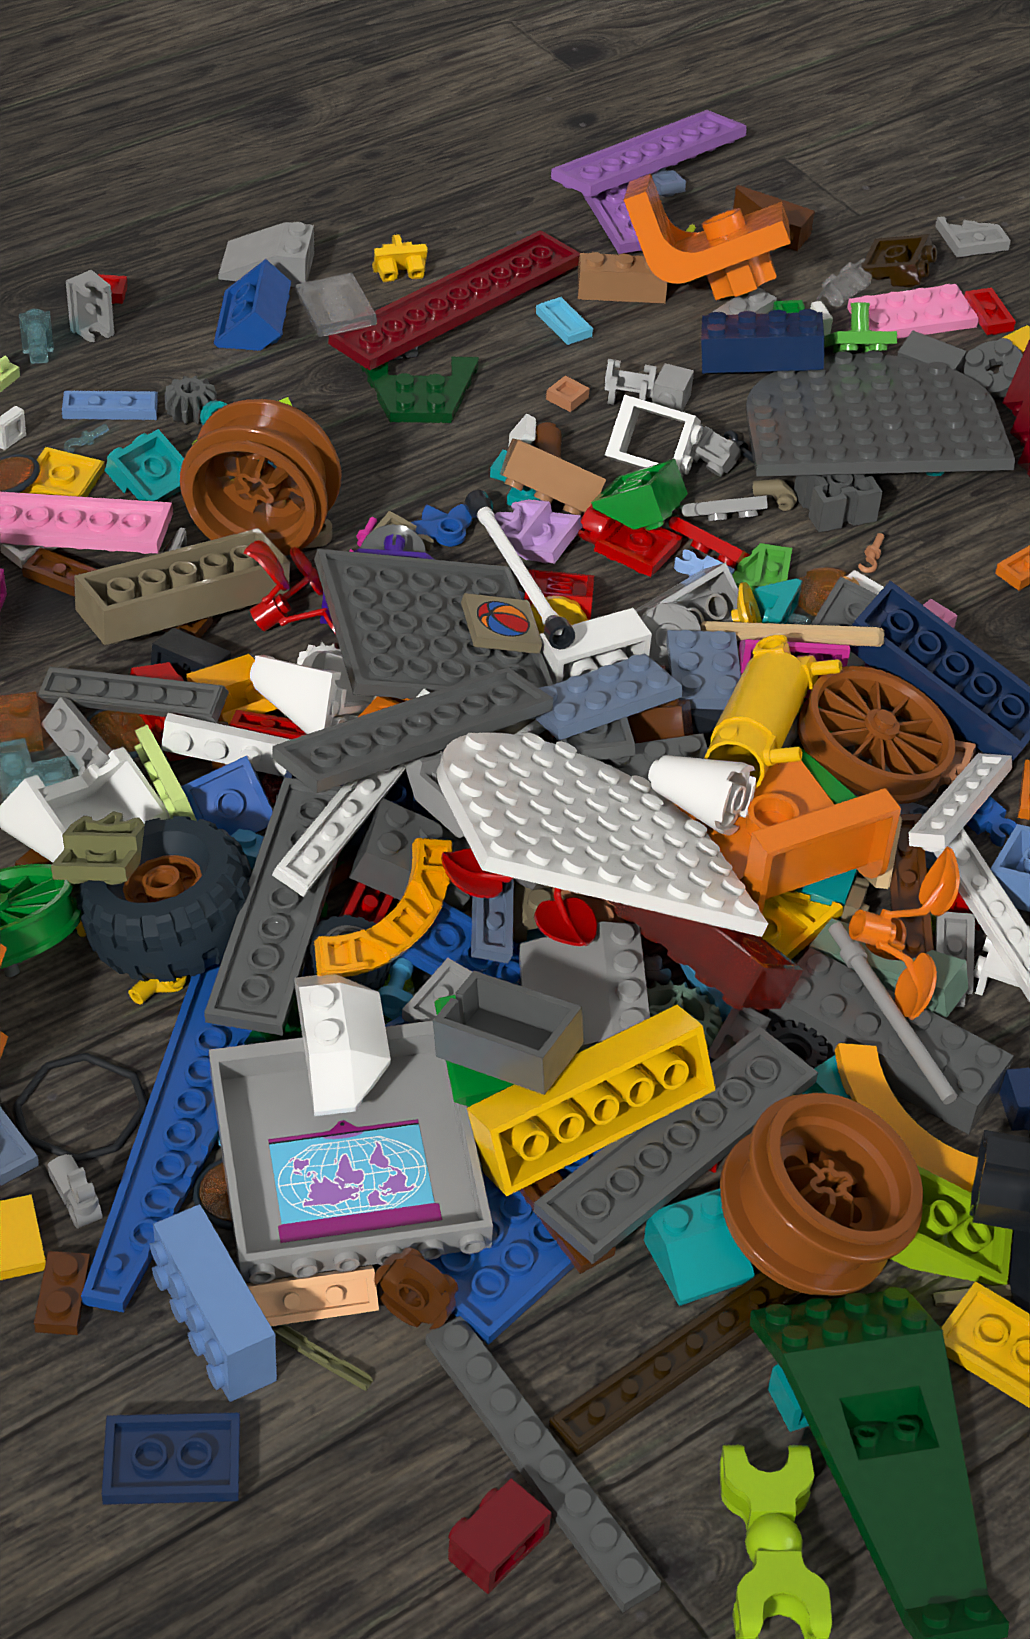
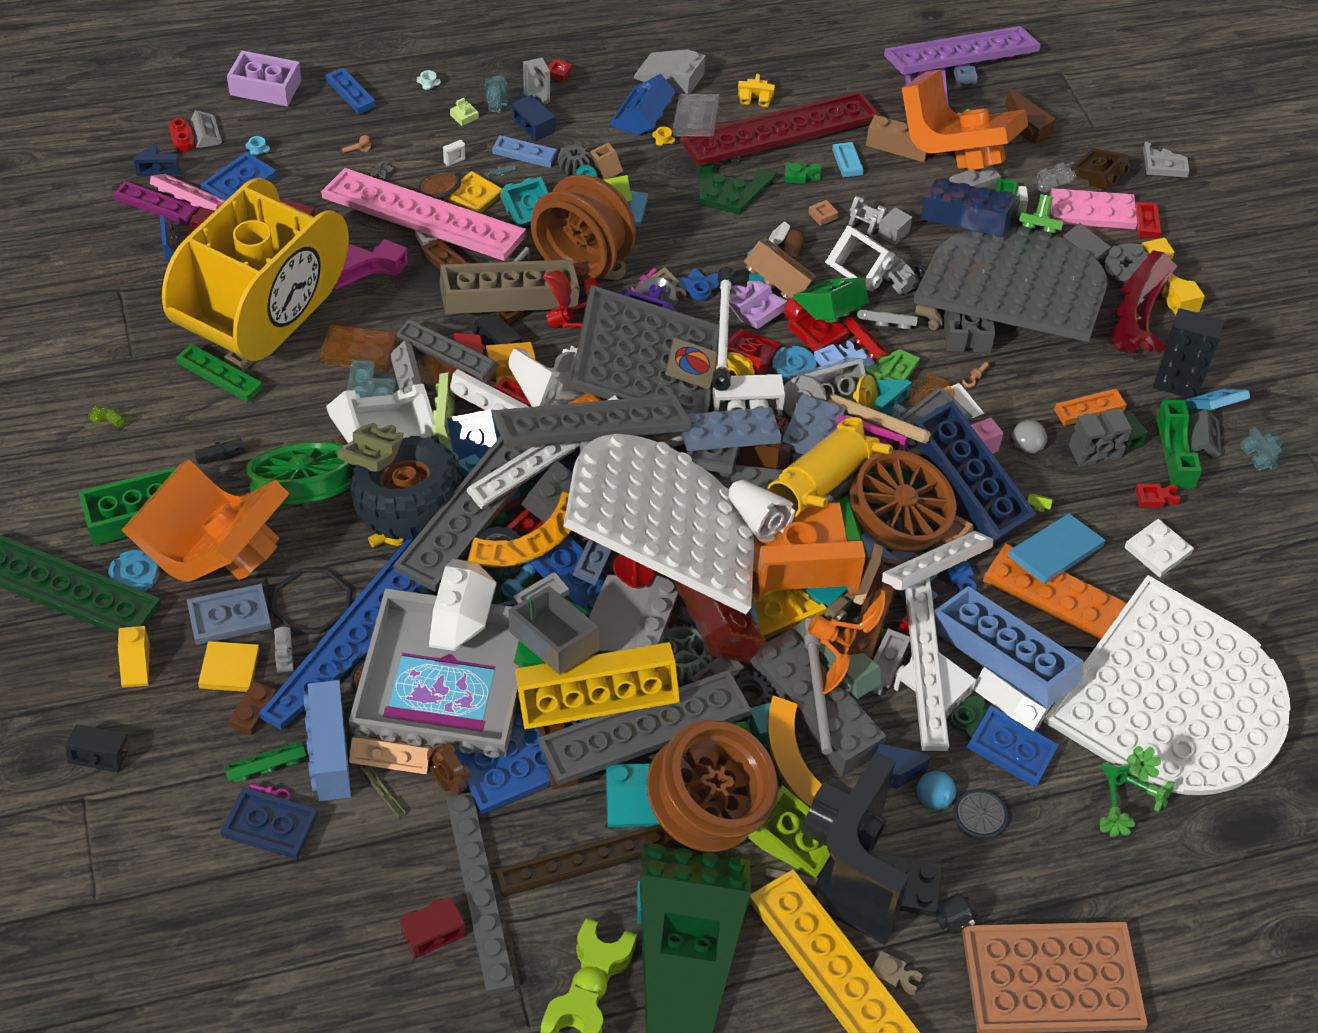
camera: 20 degrees right, 5 degrees up
(103, 357) = (533, 117): none -> dark blue brick
(121, 1367) = (265, 761): none -> green plate
(146, 1408) = (269, 790): none -> dark pink hand
(237, 384) = (606, 161): none -> medium nougat brick
(299, 343) = (663, 136): none -> yellow plate
(508, 351) = (798, 172): none -> green plate
(622, 593) = (792, 361): none -> dark azure tile
(668, 575) = (828, 355): none -> light blue plate
(983, 614) = (1029, 436): none -> light grey hair

